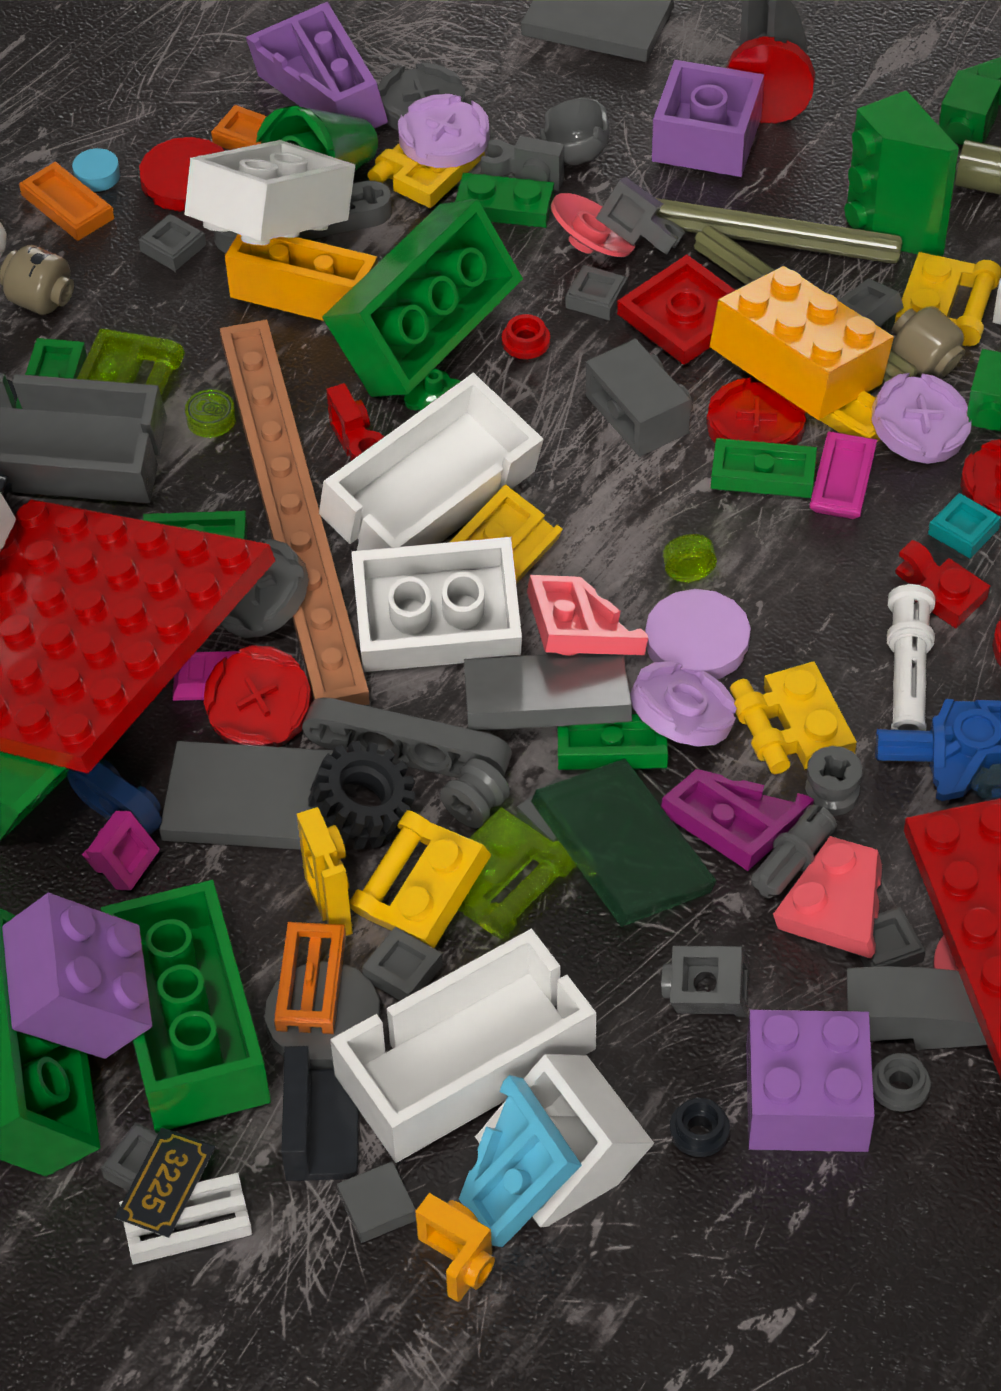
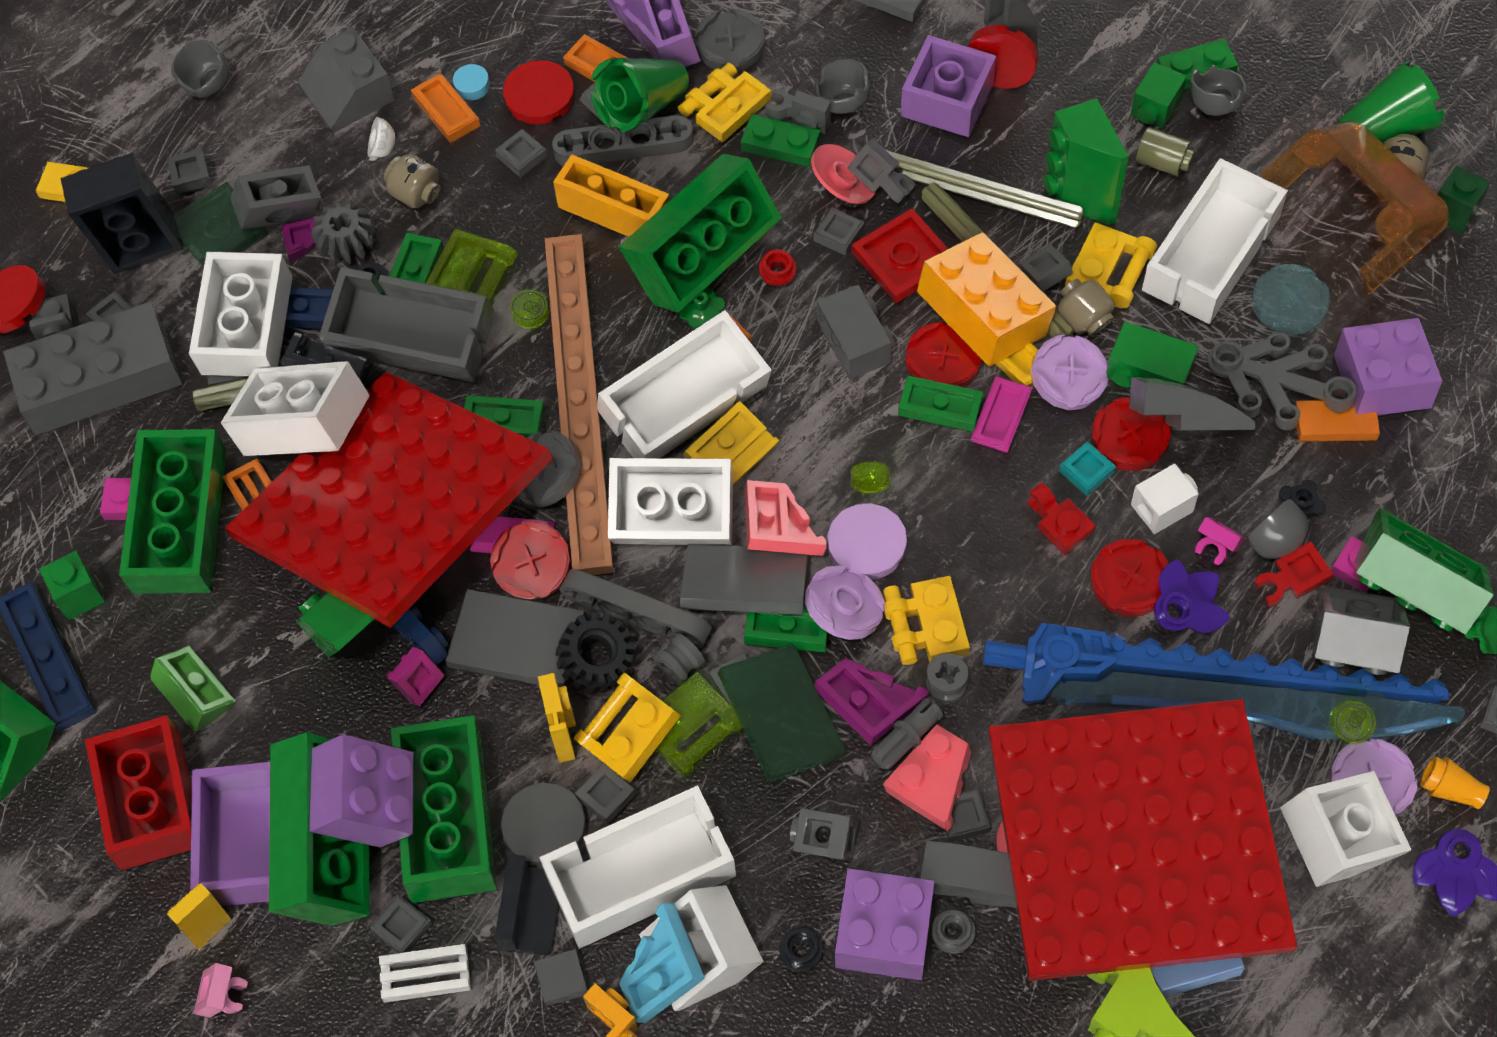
camera: 10 degrees right, 10 degrees up
(165, 1182) = (412, 945): black sticker -> none
(268, 191) = (592, 131): white brick -> none
(306, 1016) = (529, 829): orange tile -> none
(350, 421) = (632, 330): red plate -> none
(443, 131) = (740, 78): lavender tile -> none
(910, 641) = (1026, 566): white pin -> none

